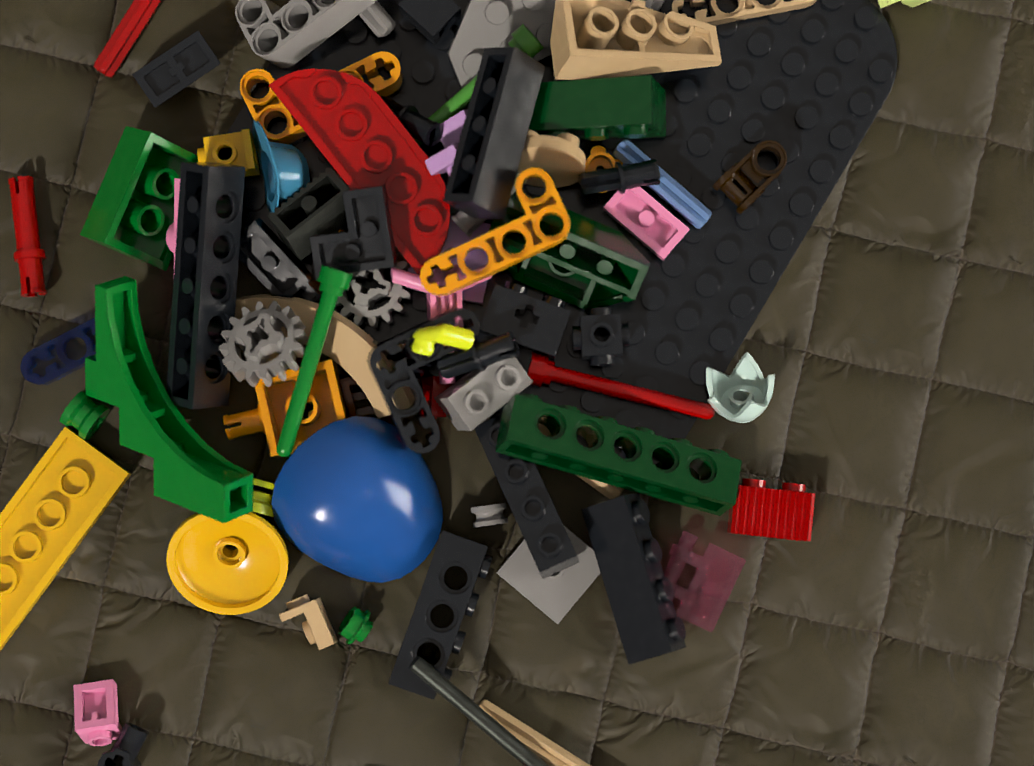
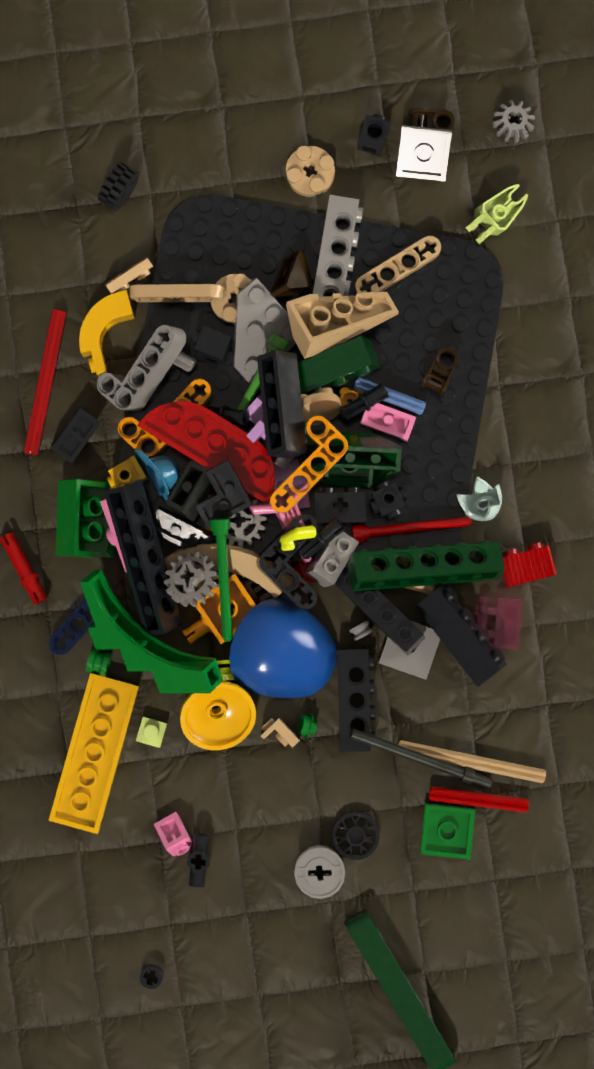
camera: 20 degrees left, 0 degrees up
(123, 548) = (151, 732): none -> yellowish green plate

